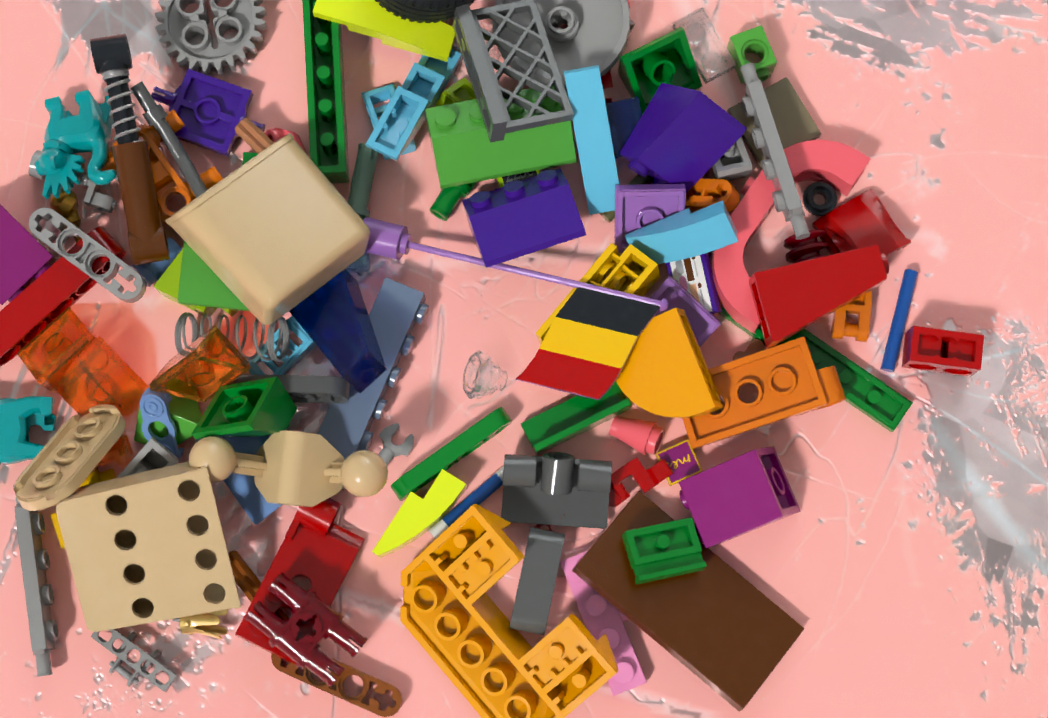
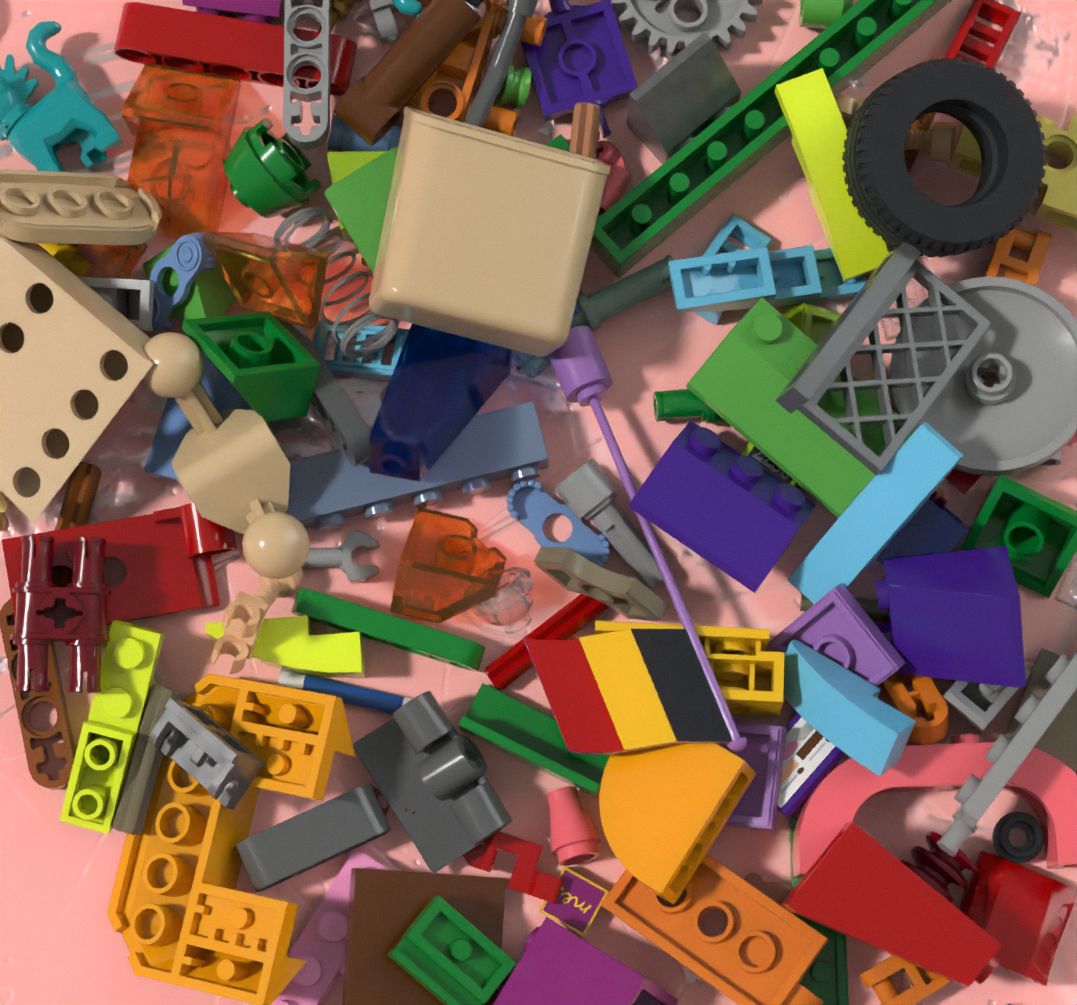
camera: 55 degrees right, 0 degrees up
(138, 328) = (268, 172): none -> green cone
(198, 156) = (515, 87): none -> bright green bush
(279, 71) = (682, 98): none -> flat silver slope
(389, 524) = (246, 616): none -> light nougat bar
(390, 649) = (112, 726): none -> neon yellow slope
(423, 643) = (143, 766): none -> dark tan axle
(442, 396) = (444, 568): none -> clear orange slope
(446, 604) = (206, 751): none -> flat silver hinge
(460, 286) = (592, 496): none -> light grey piece
(486, 313) = (532, 507): none -> medium blue piece
(520, 360) = (558, 627): none -> red axle
(530, 308) = (615, 590): none -> dark tan tile

